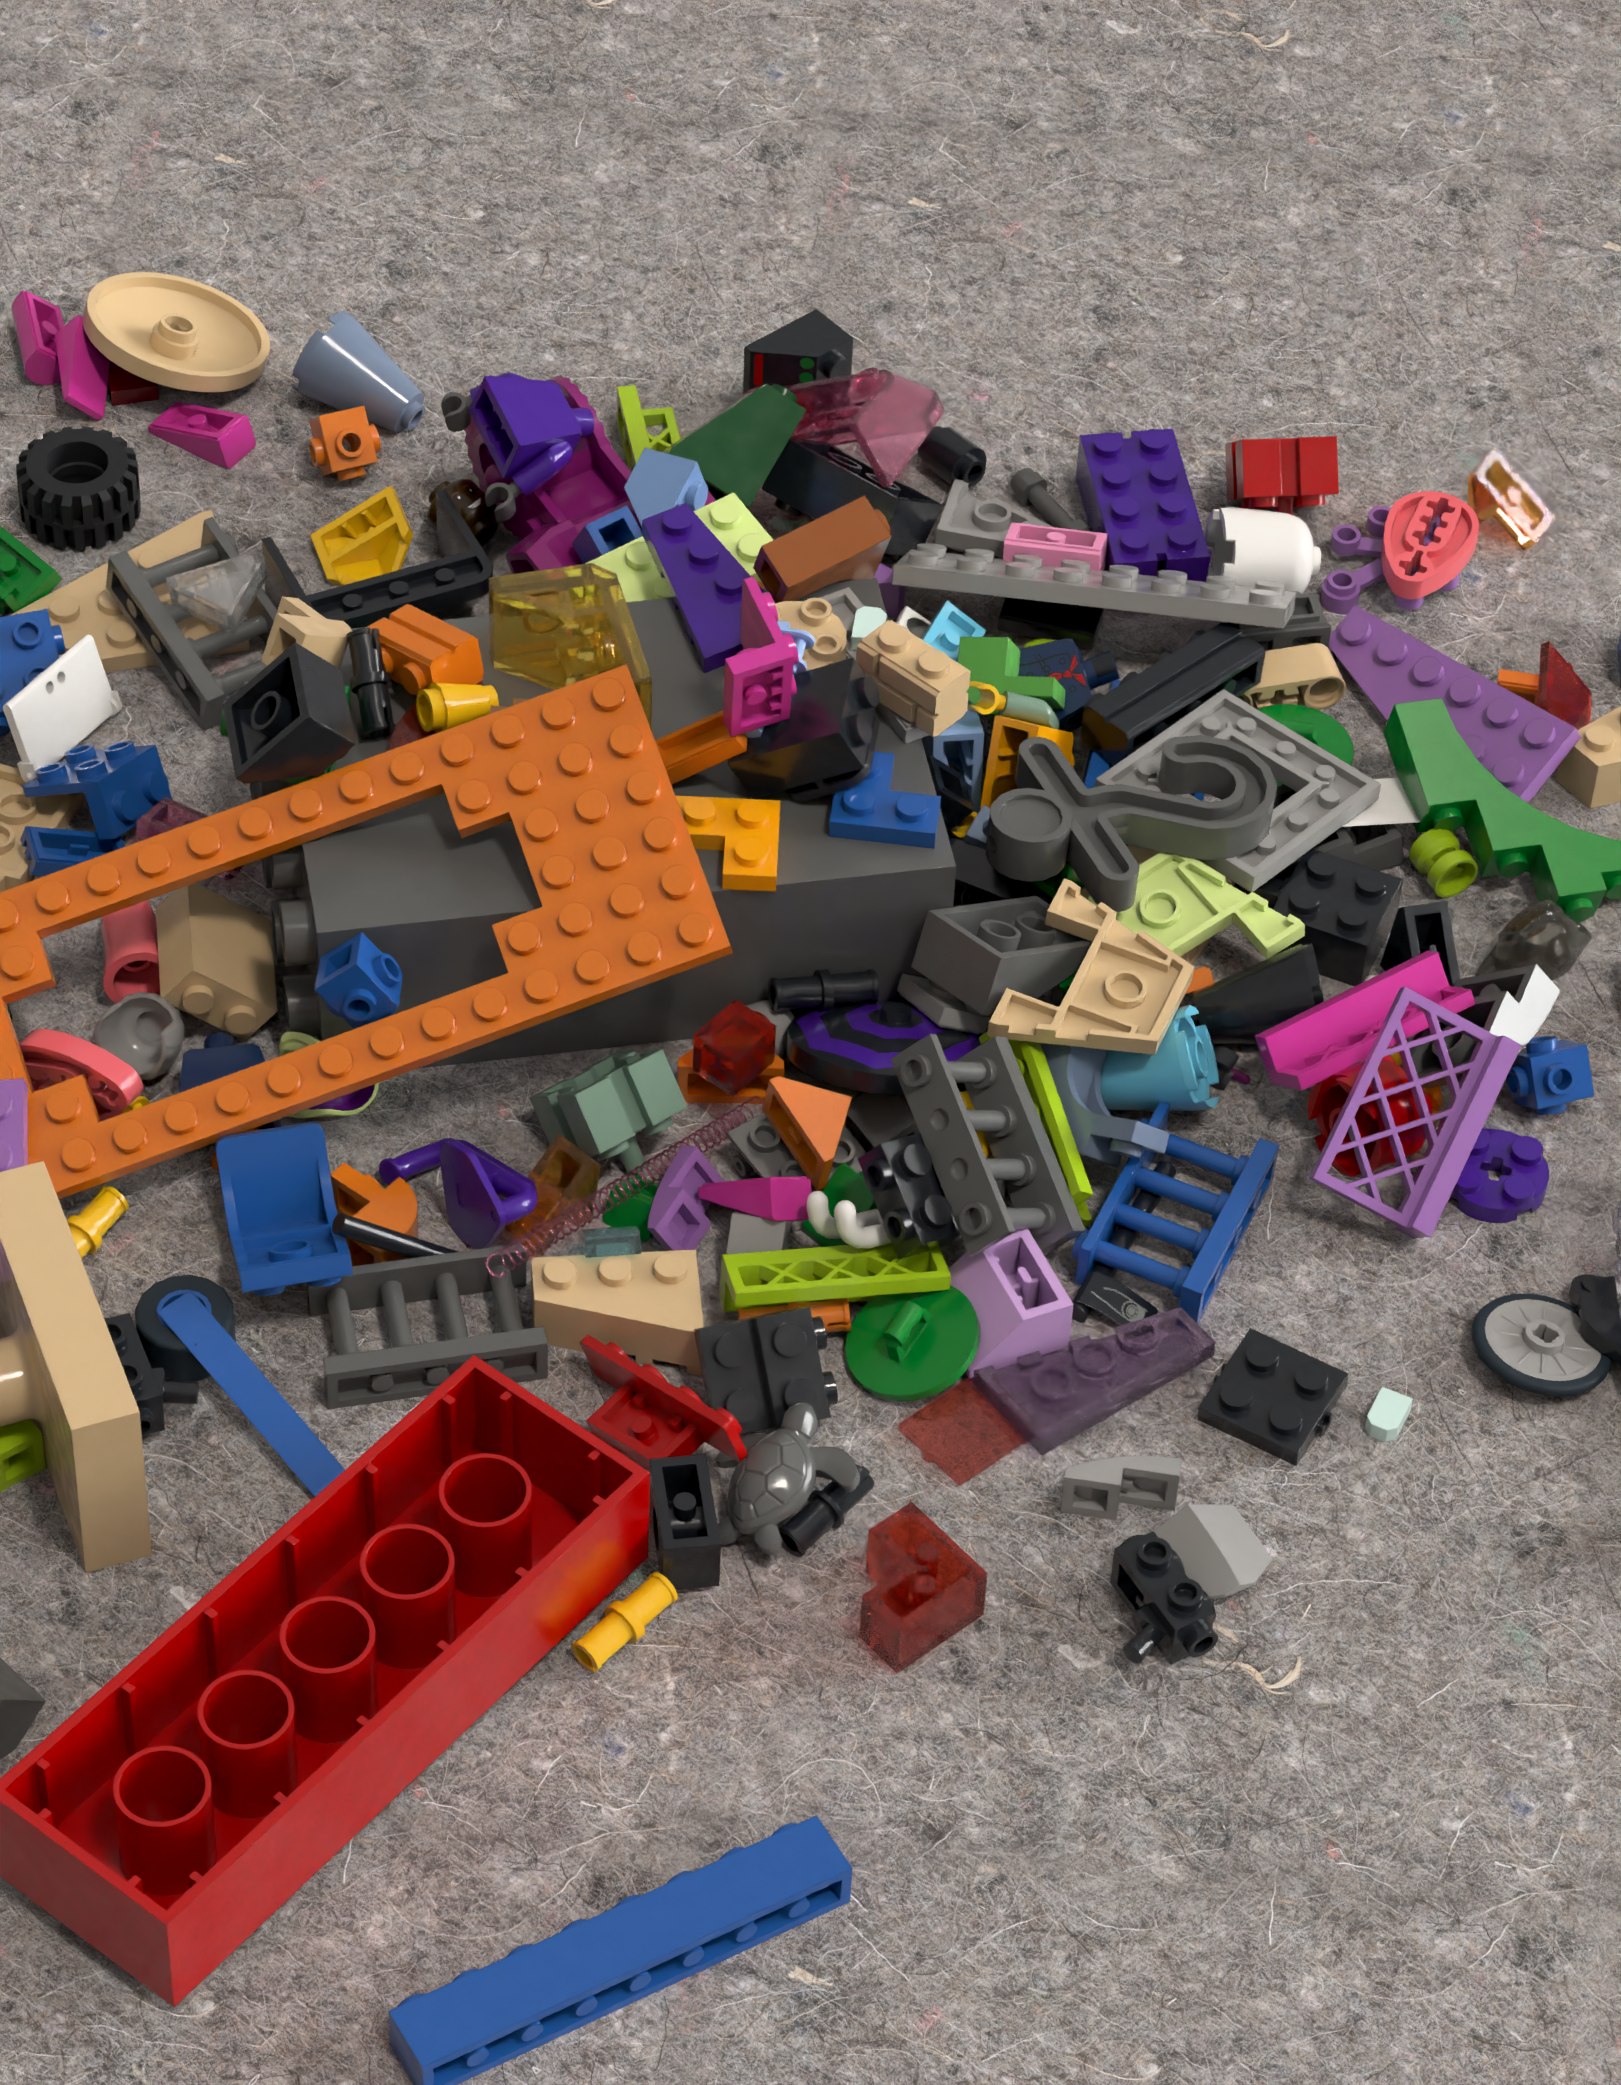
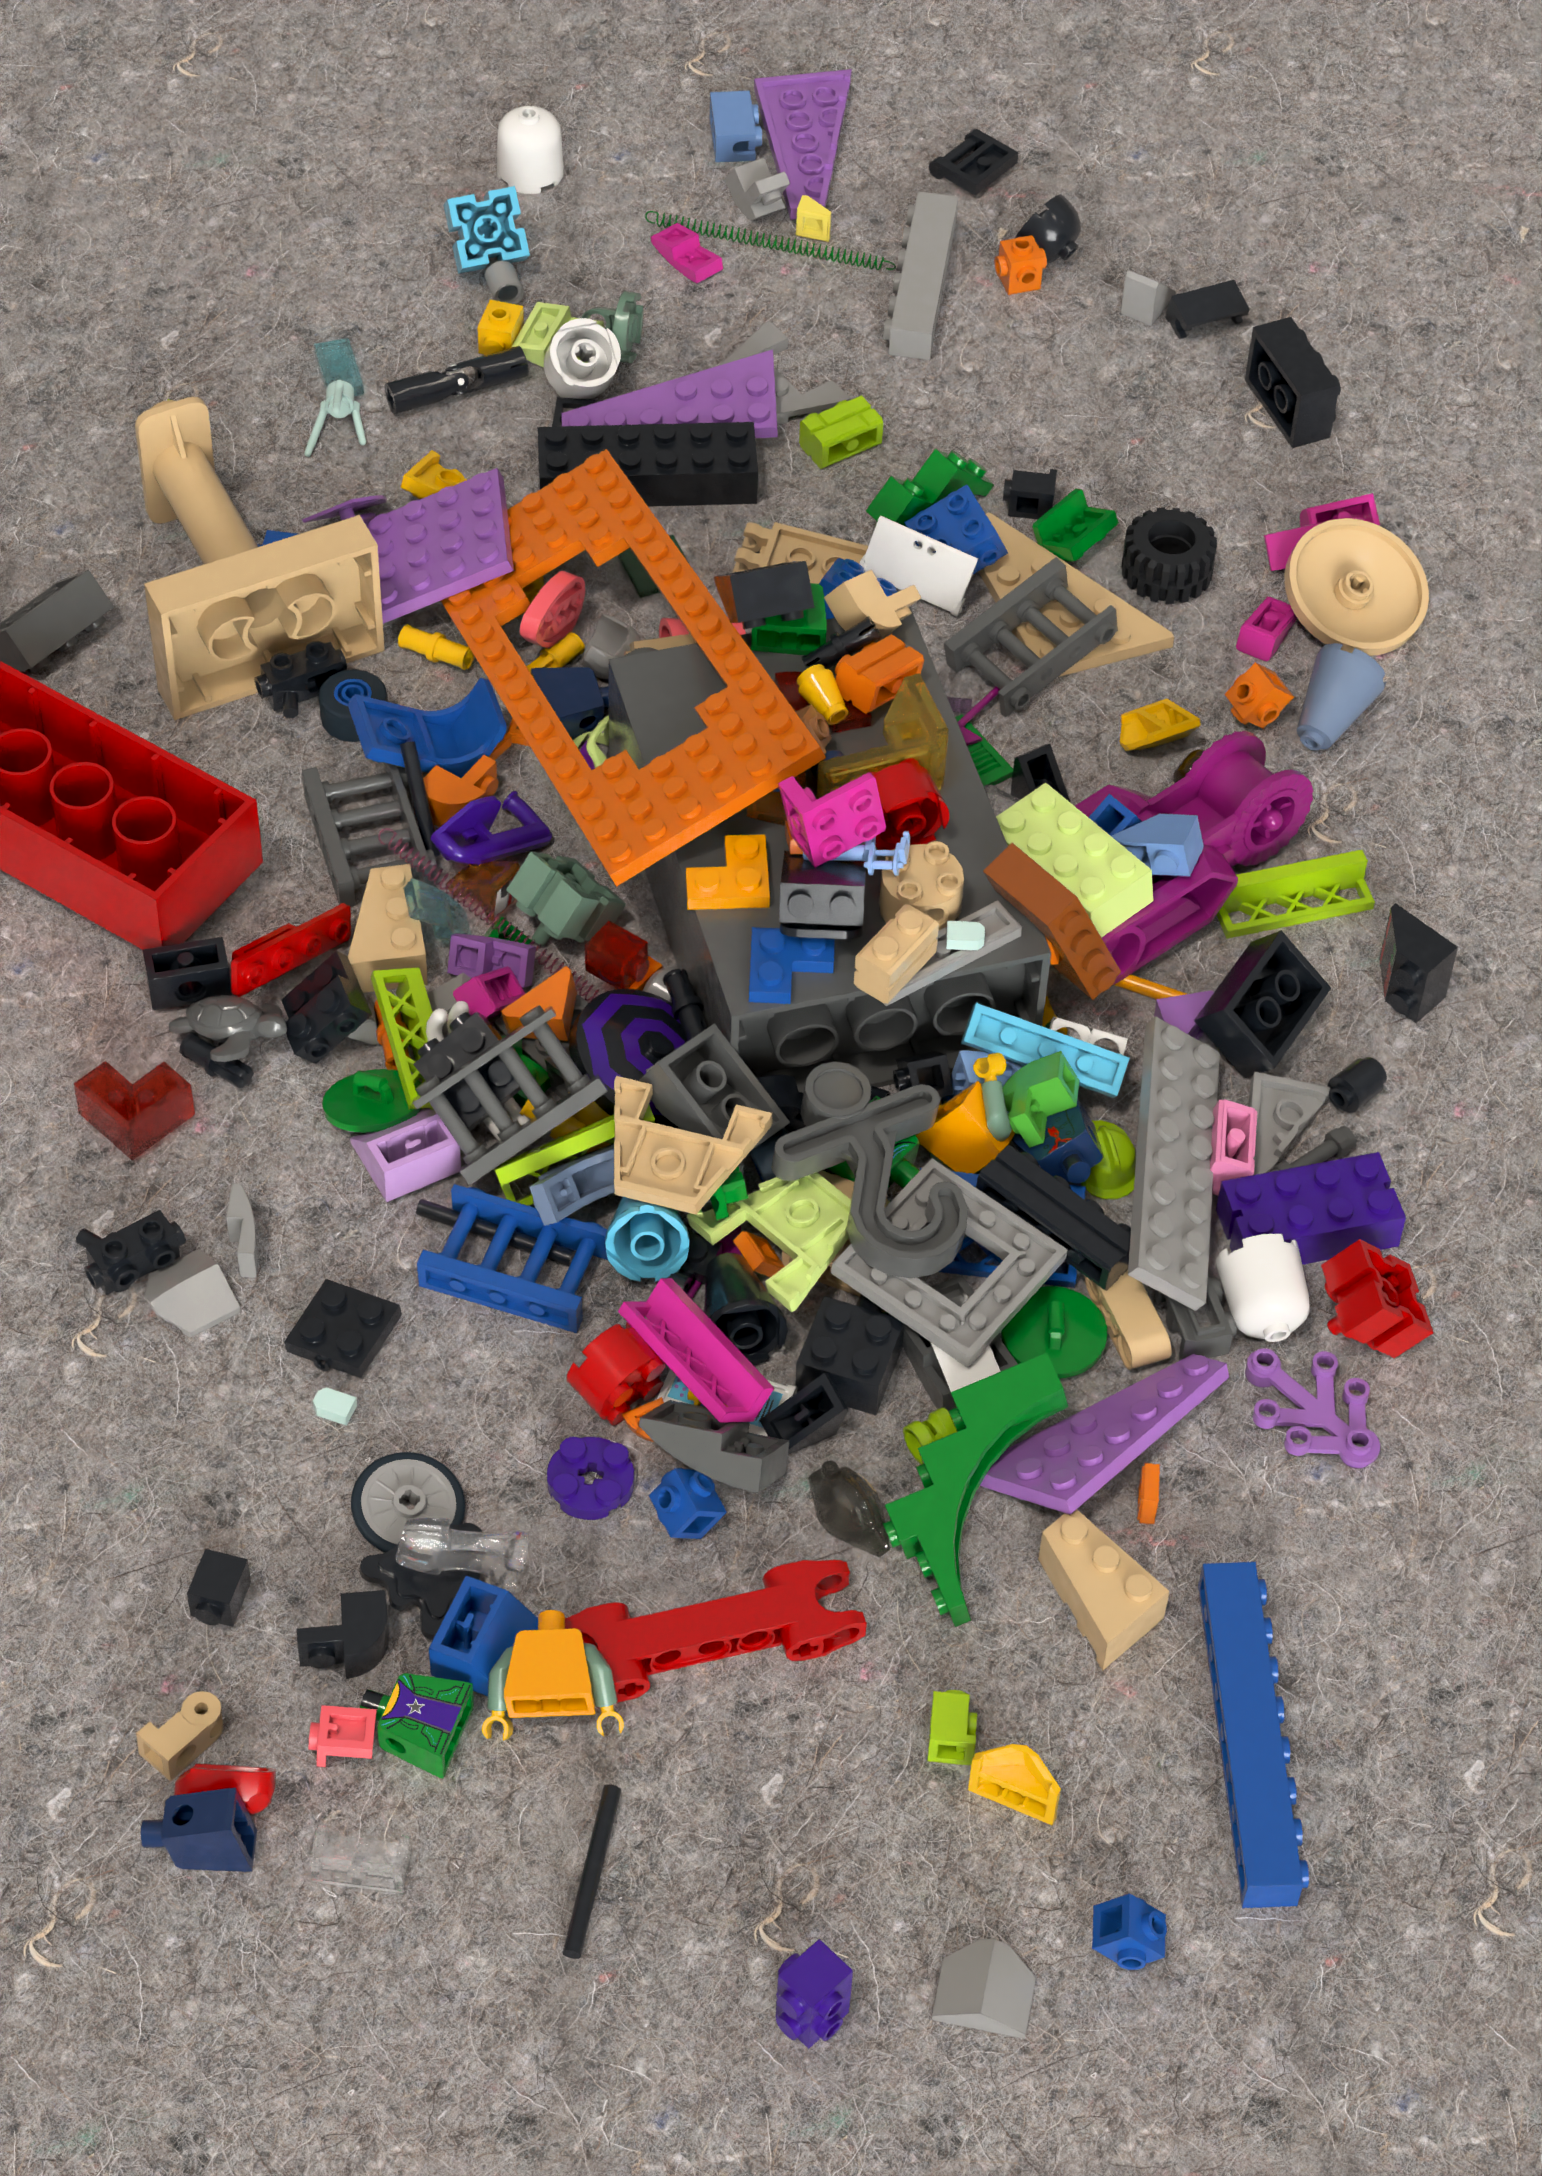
camera: 85 degrees right, 5 degrees up
(221, 590) = (1034, 626): clear slope -> none
(252, 1392) = (295, 736): blue sticker -> none
(359, 982) = (582, 689): blue brick -> none
(440, 586) = (1044, 695): black windscreen -> none
(524, 428) = (1211, 751): dark purple torso -> none
(624, 1622) = (112, 957): yellow pin -> none
(675, 648) = (909, 804): none -> red brick
(702, 581) = (1036, 831): dark purple wing -> none
(742, 442) = (1256, 902): dark green slope -> none
(874, 408) = (1329, 983): clear pink windscreen -> none
(961, 1432) = (305, 1146): clear red piece -> none
(1093, 1378) = (345, 1207): clear purple wing -> none
(1113, 1299) = (429, 1228): black sticker -> none
(1442, 558) = (1317, 1436): coral piece -> none
(1455, 1134) = (588, 1413): medium lavender fence -> none
(1501, 493) = (1395, 1479): clear orange slope -> none
(1561, 689) = (1147, 1520): clear red piece -> none

